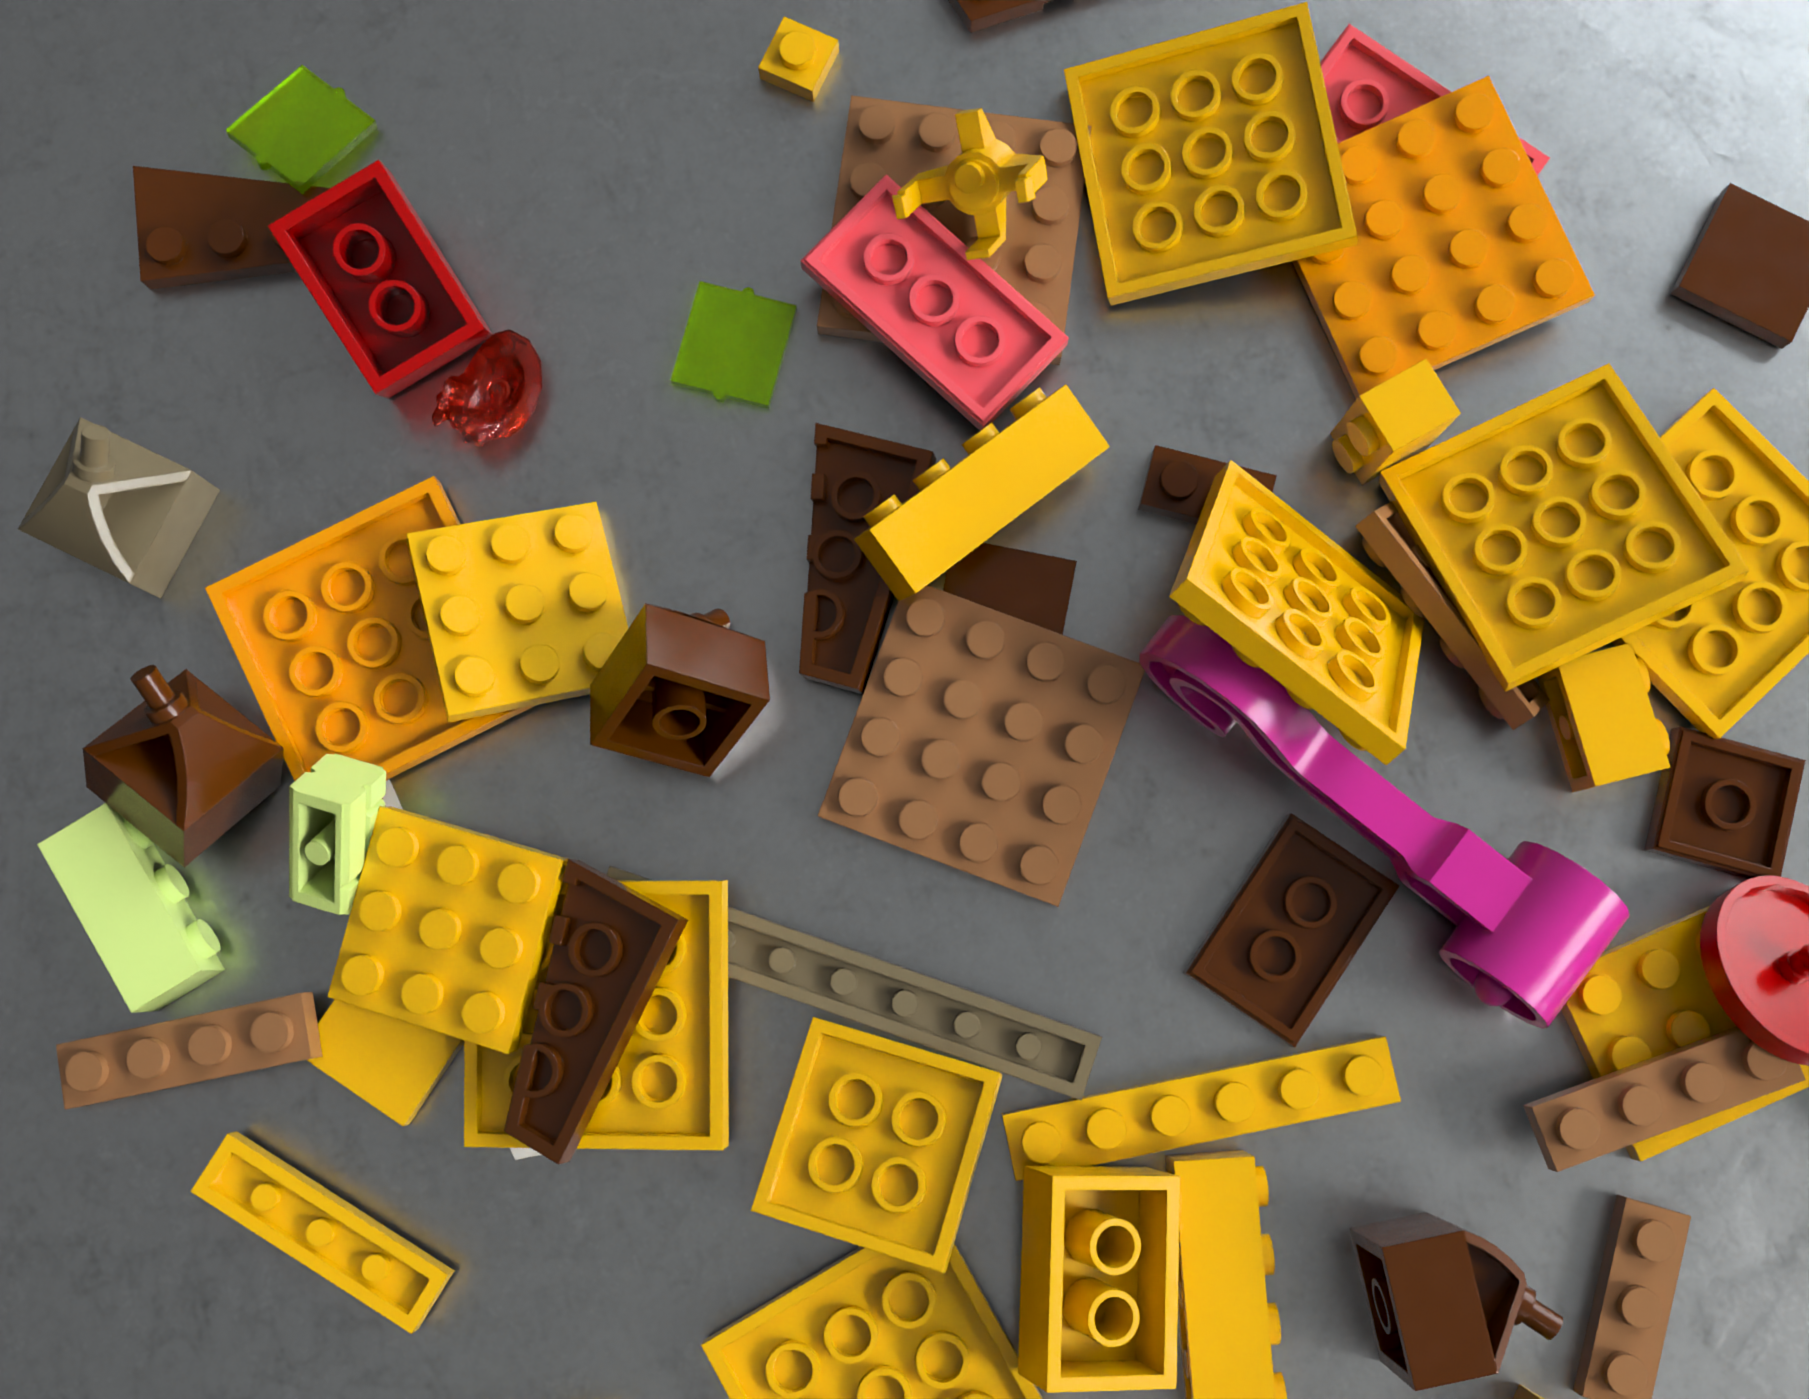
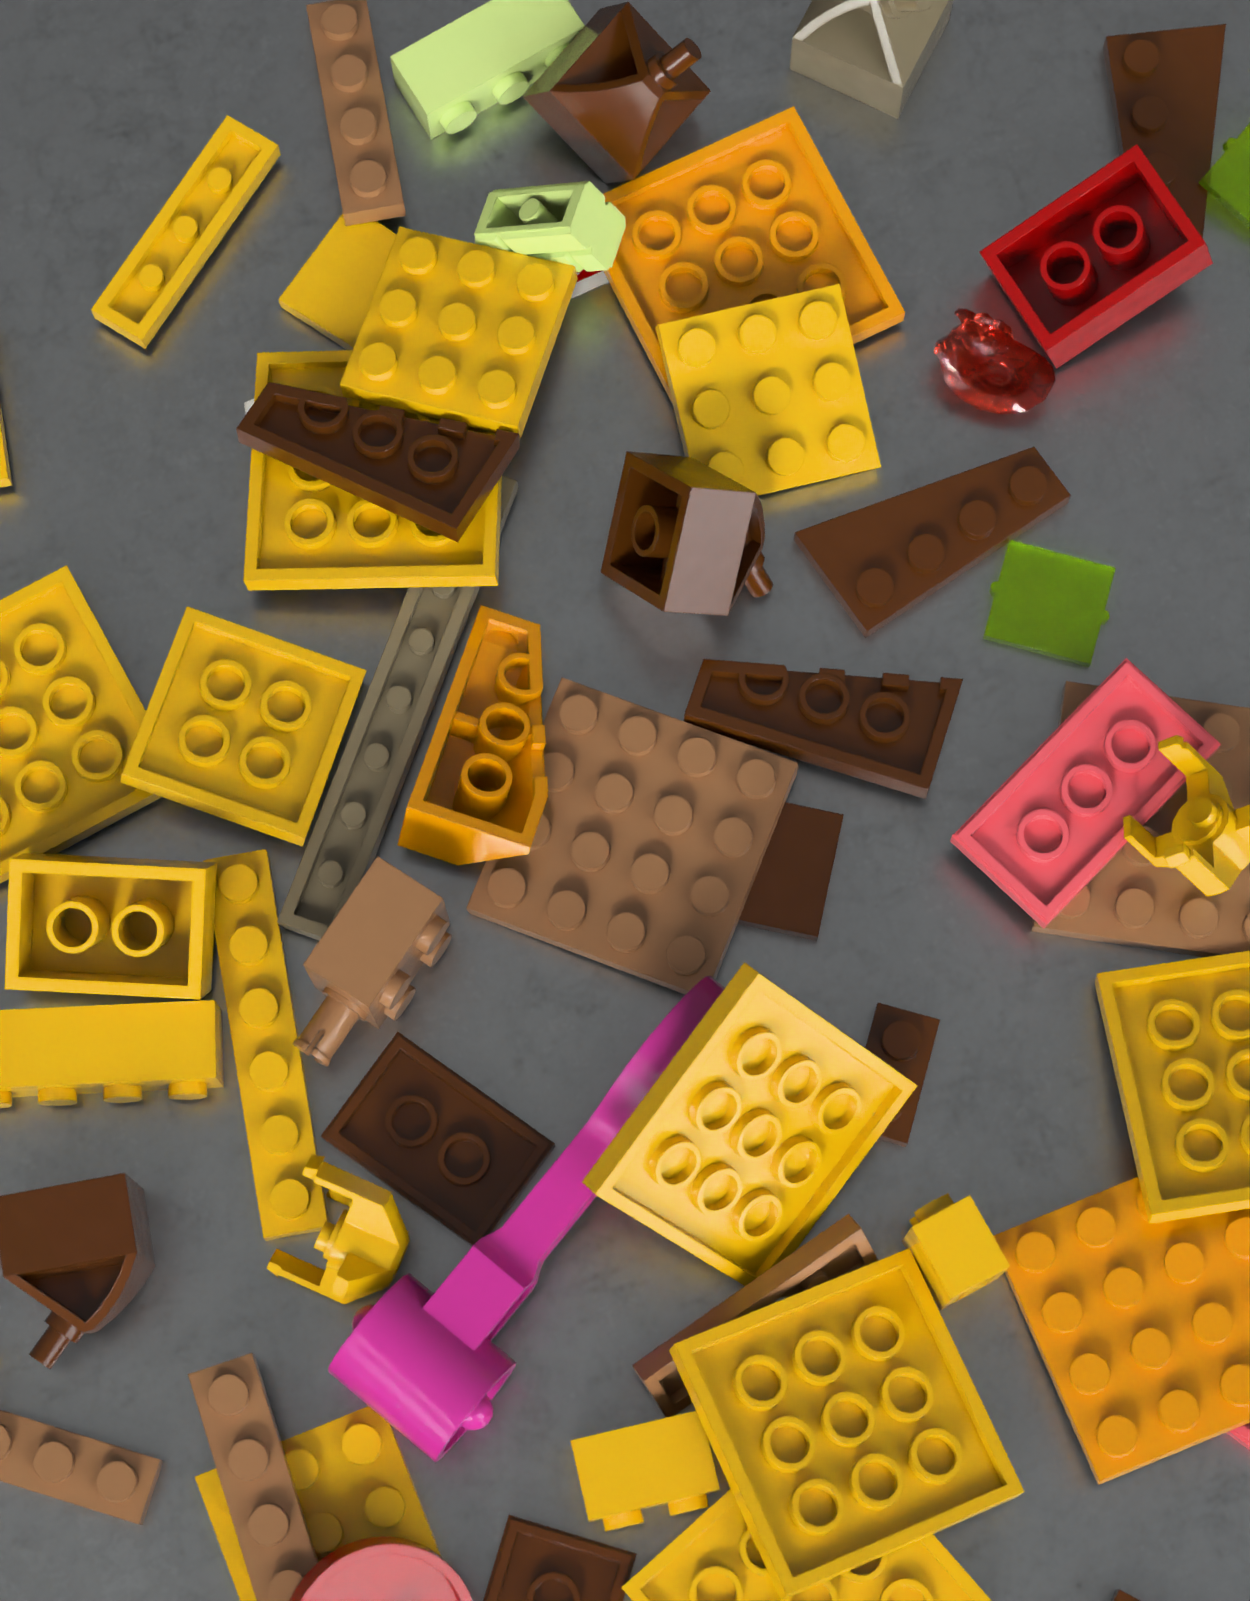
camera: 90 degrees right, 5 degrees down
(672, 467) = (919, 541): none -> reddish brown wing
(915, 891) = (485, 761): none -> light orange wedge
(981, 492) = (883, 834): yellow brick -> none
(1126, 998) = (372, 956): none -> medium nougat brick
(1415, 997) = (362, 1246): none -> yellow piece

